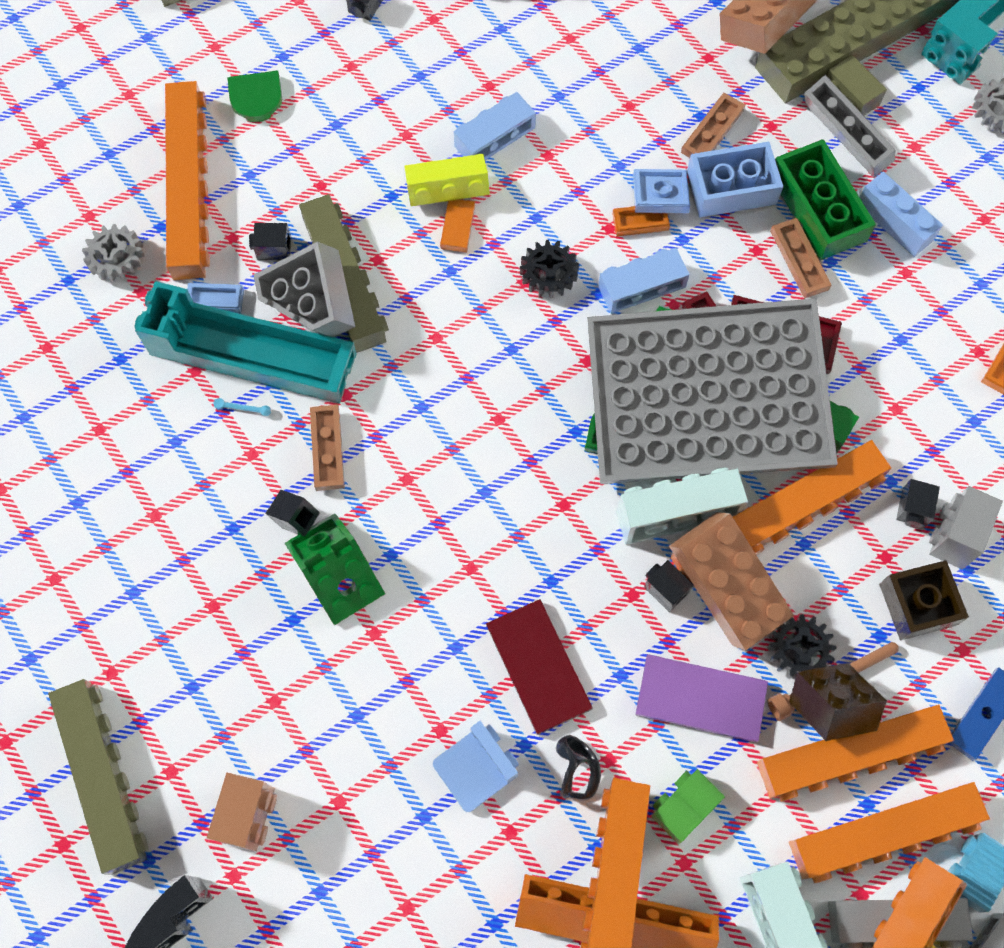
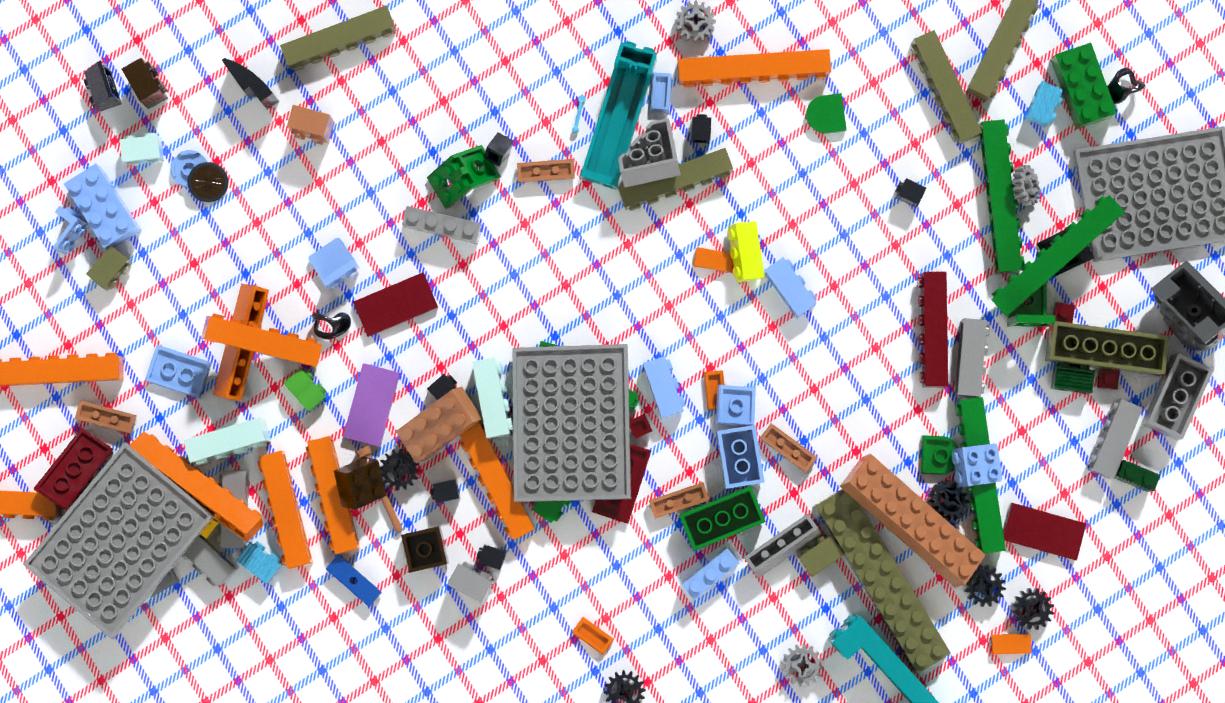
camera: 90 degrees right, 15 degrees up
(411, 595) = (442, 225): none -> light grey brick
(561, 264) = (665, 322): black gear -> none
(827, 575) = (445, 491): none -> black brick

